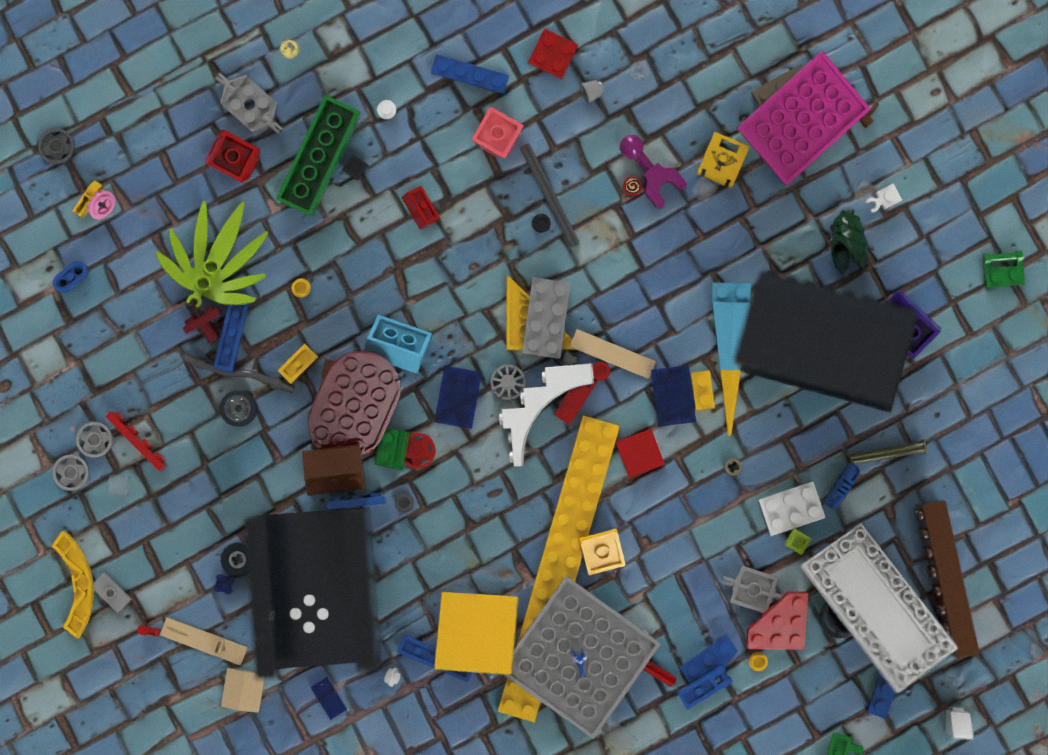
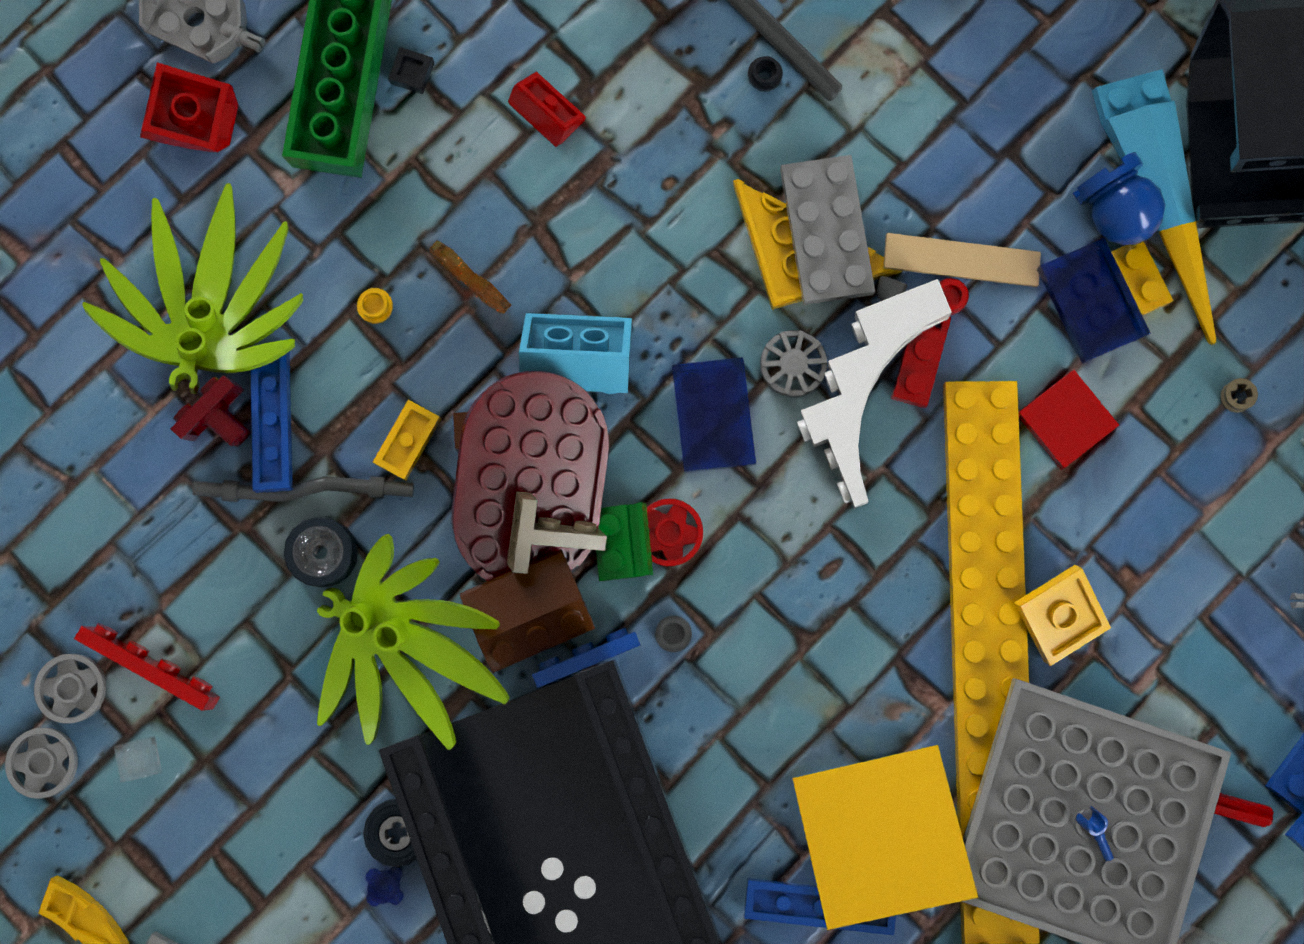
camera: 15 degrees left, 5 degrees down
(259, 455) = (383, 626): none -> lime plant
(354, 289) = (462, 272): none -> clear orange tile
(354, 434) = (546, 532): none -> dark tan bracket
(703, 351) = (1124, 205): none -> blue tile

